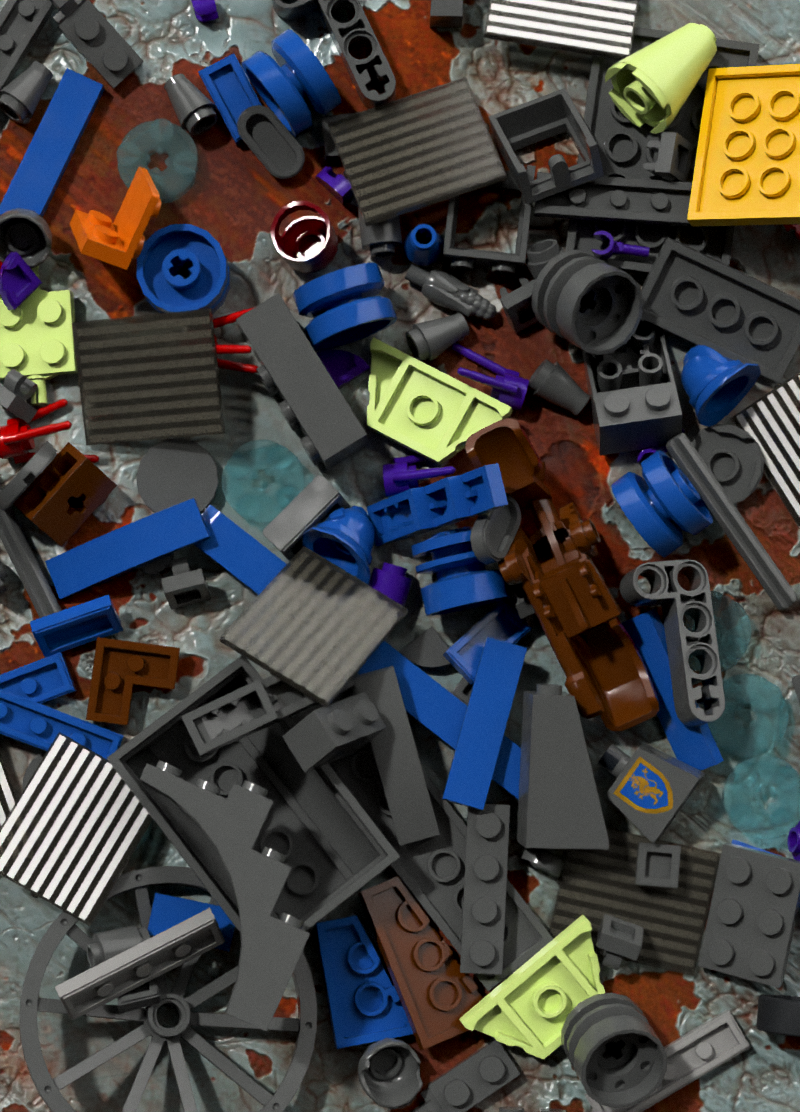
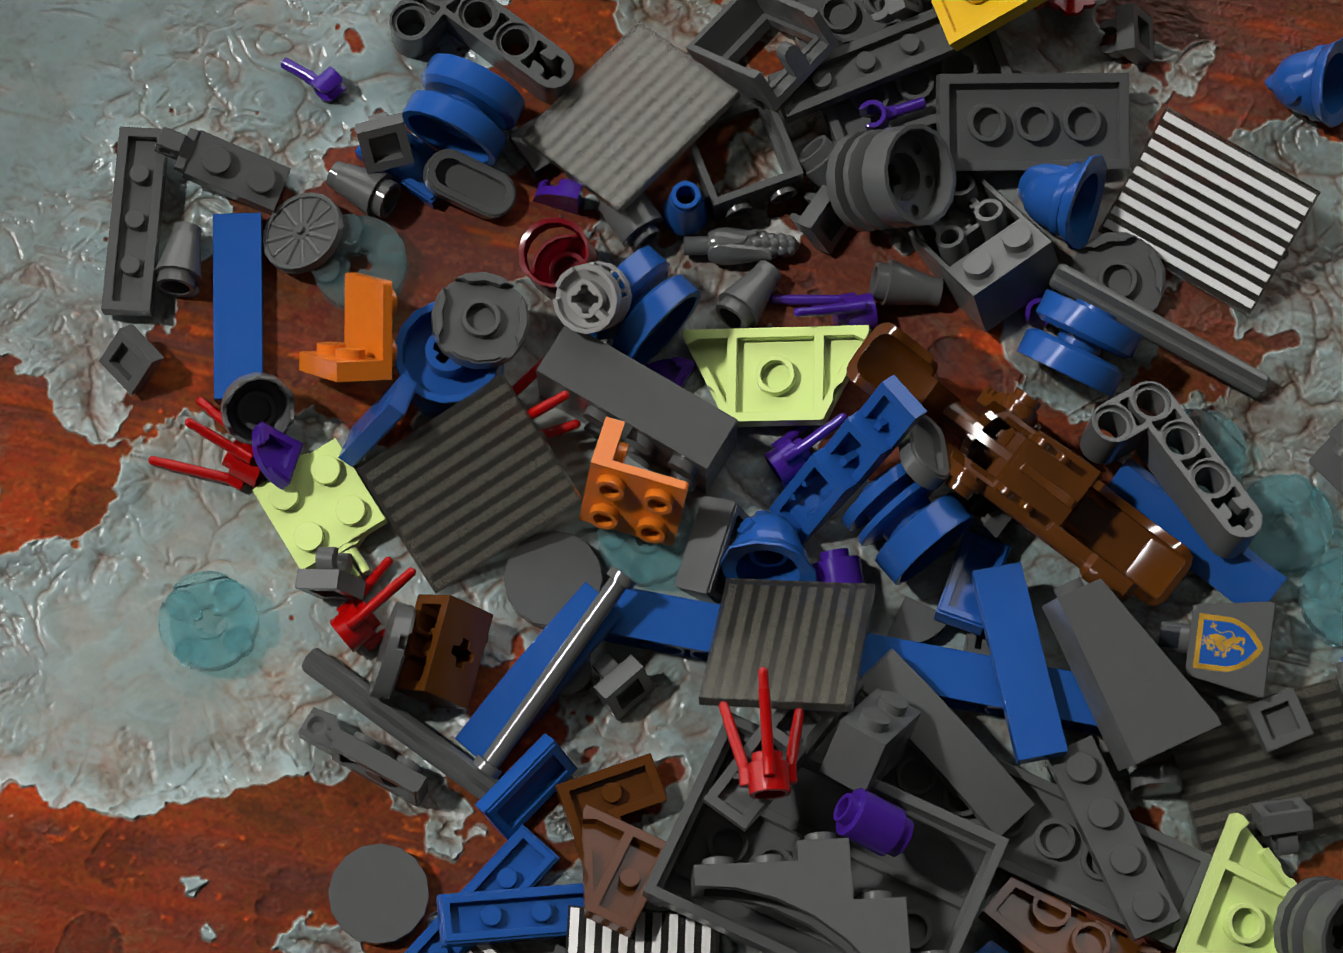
camera: 30 degrees left, 10 degrees down
(58, 595) = (554, 673): none -> dark grey bar
(104, 294) = (378, 420): none -> blue tile
(105, 724) = (615, 869): none -> reddish brown wing
(126, 117) = (303, 233): none -> dark grey wheel
(216, 257) = (480, 320): none -> dark grey tile
(219, 77) = (384, 142): none -> dark grey tile
(237, 723) = (768, 773): none -> red plant
(254, 451) = (628, 496): none -> orange bracket
(300, 796) = (873, 823): none -> dark purple brick
(302, 285) = (591, 298): none -> light grey wheel

